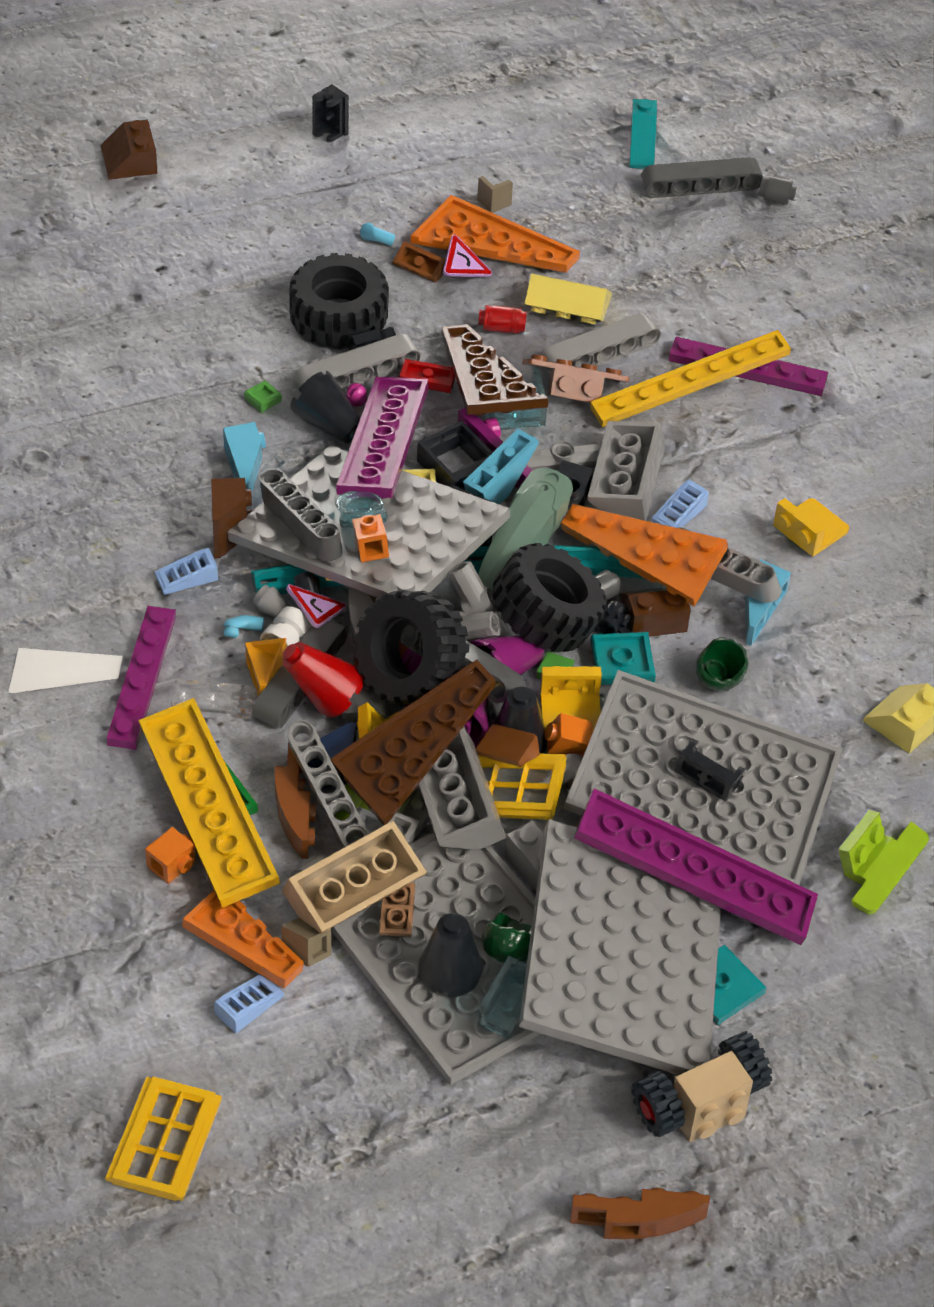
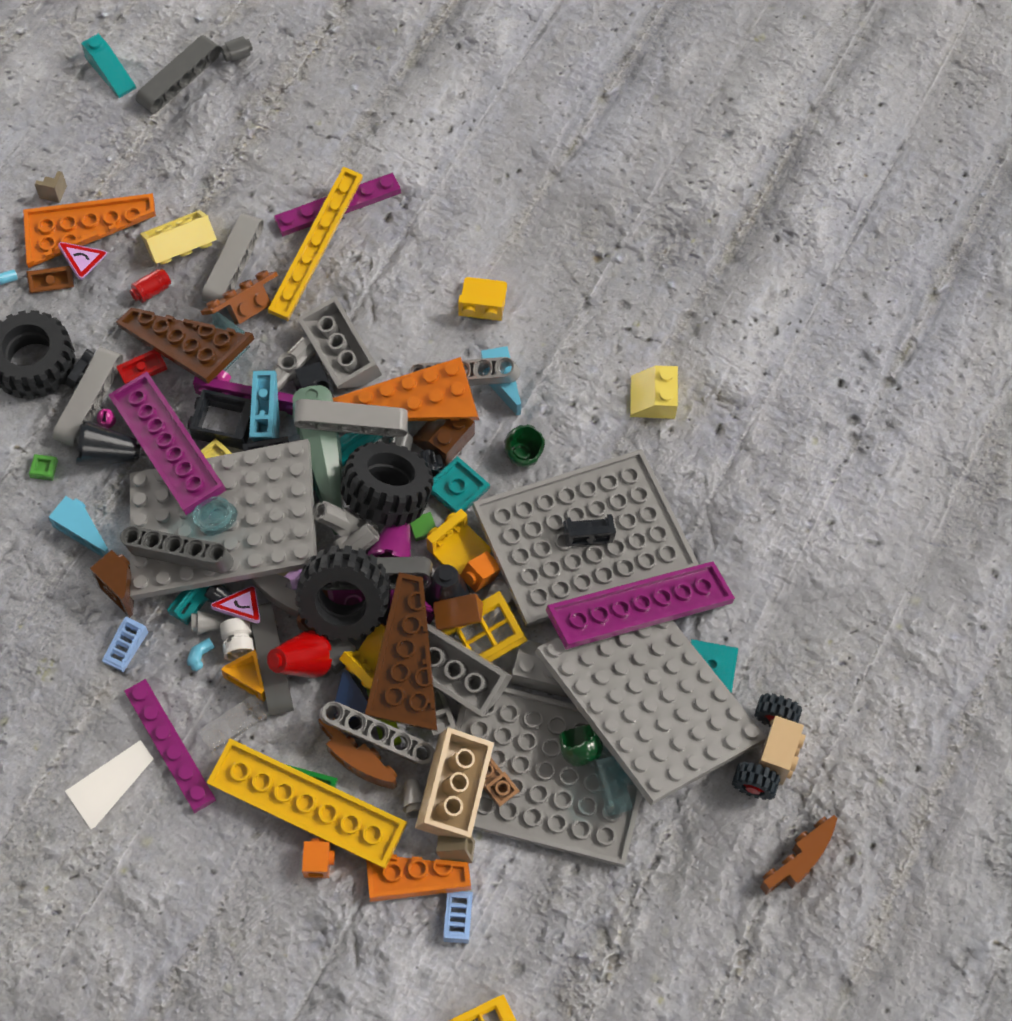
camera: 40 degrees left, 15 degrees up
(370, 538) = (246, 534): orange brick -> none
(451, 958) = (558, 790): black cone -> none
(568, 518) = (351, 418): none -> light grey beam
(689, 493) = (393, 332): light blue slope -> none
(878, 859) = (725, 508): lime plate -> none

